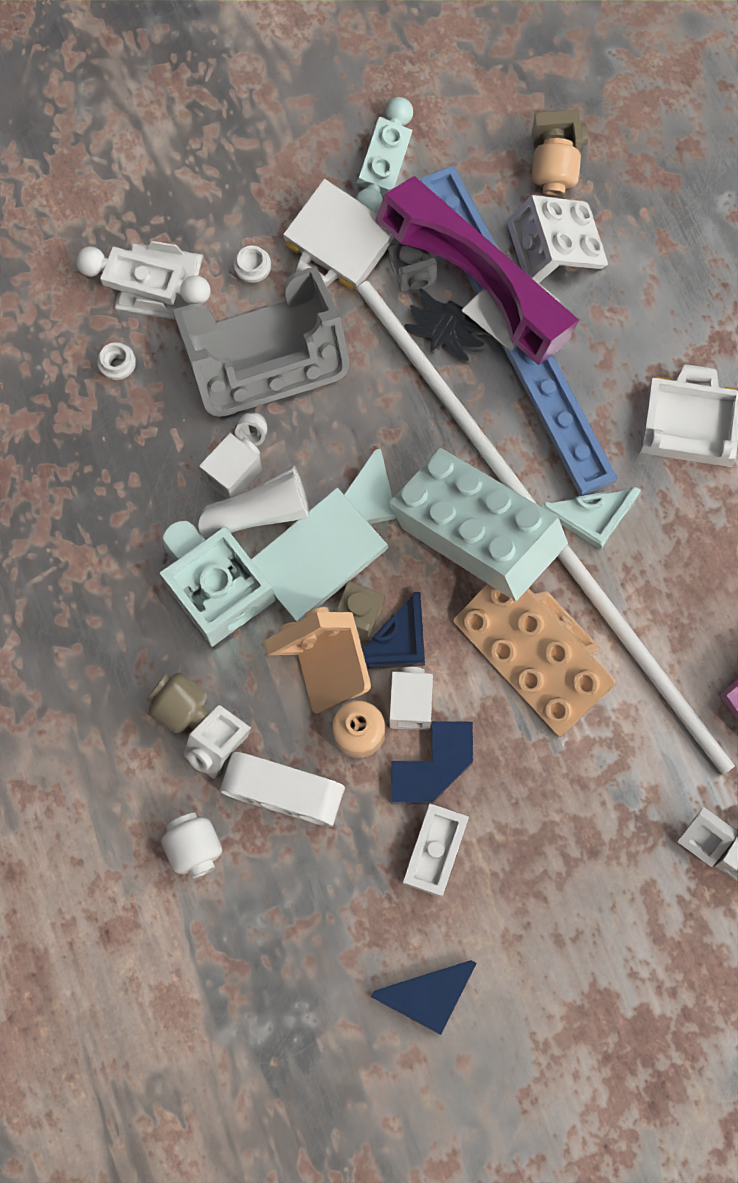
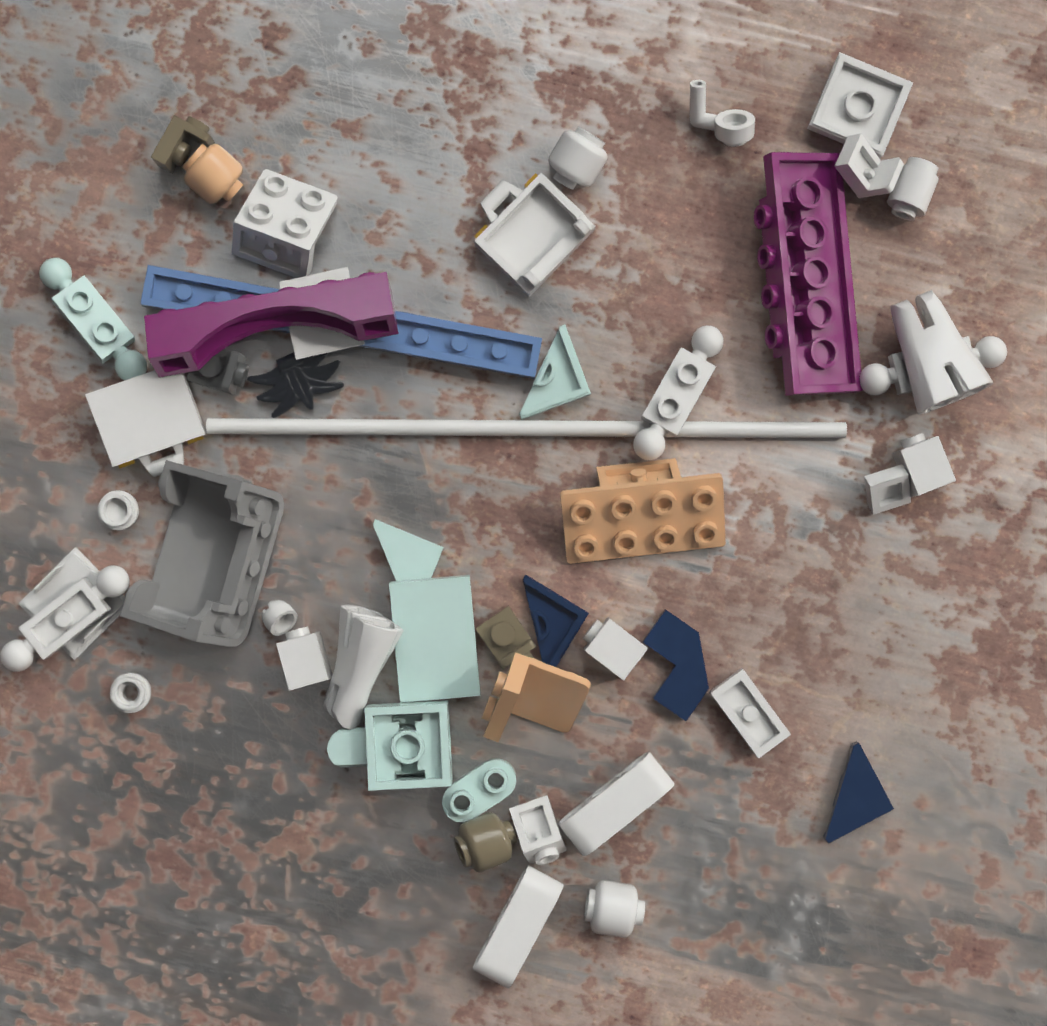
camera: 60 degrees left, 15 degrees up
(124, 777) = (518, 926): none -> white beam
(215, 674) = (478, 790): none -> light aqua plate
(355, 742) = (596, 708): light nougat head -> none
(479, 523) = (509, 491): light aqua brick -> none
(655, 611) = (678, 392): none -> white plate

